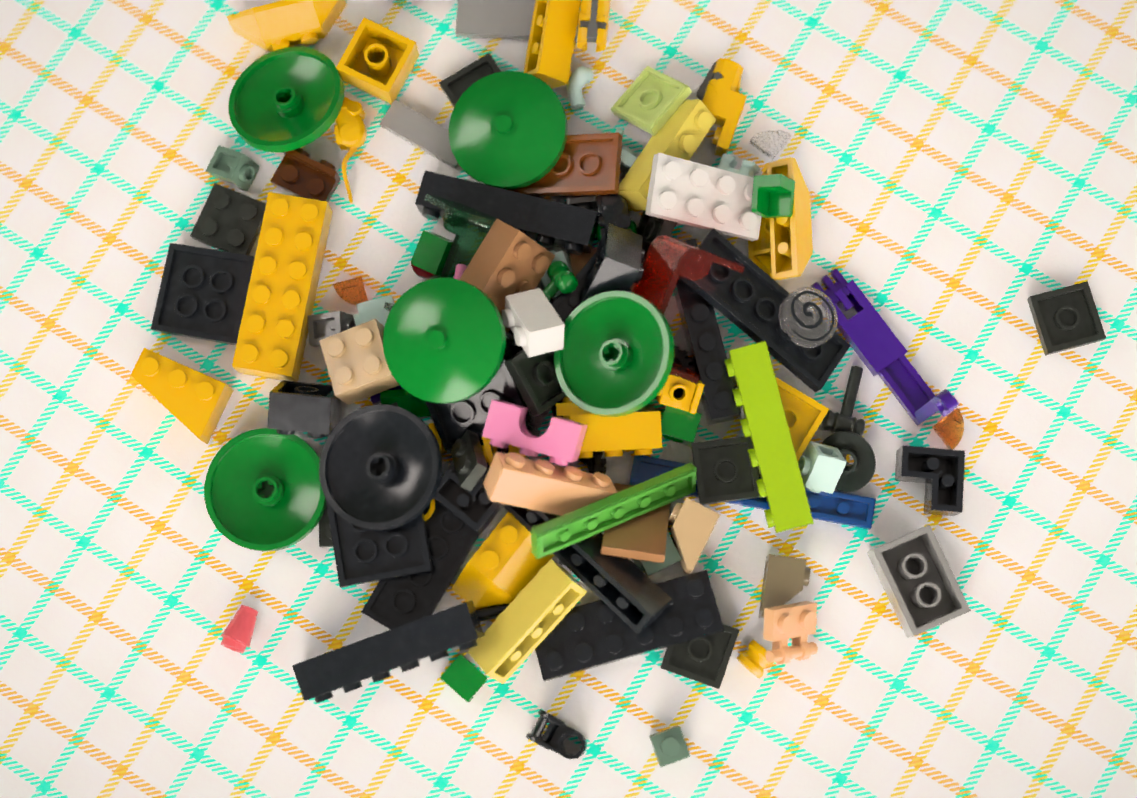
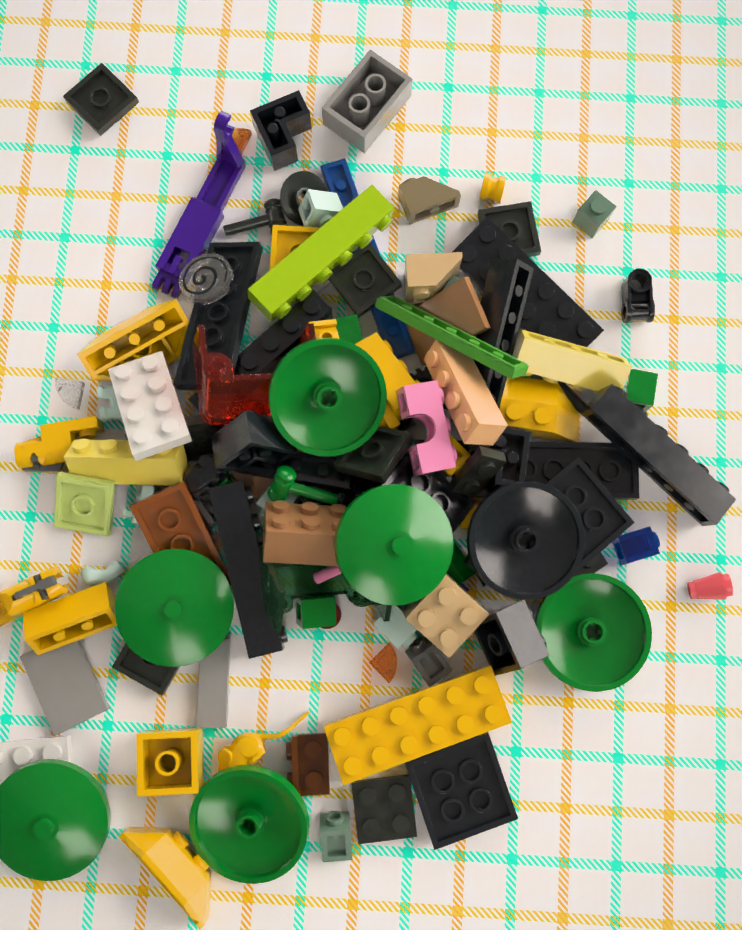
camera: 125 degrees left, 0 degrees up
(186, 393) = (554, 756): yellow wedge -> none
(318, 582) = (636, 545): none -> clear blue brick
(533, 322) = (336, 478): white brick -> none
(773, 196) = (119, 352): green panel -> none
(789, 622) = (459, 172): light nougat plate -> none

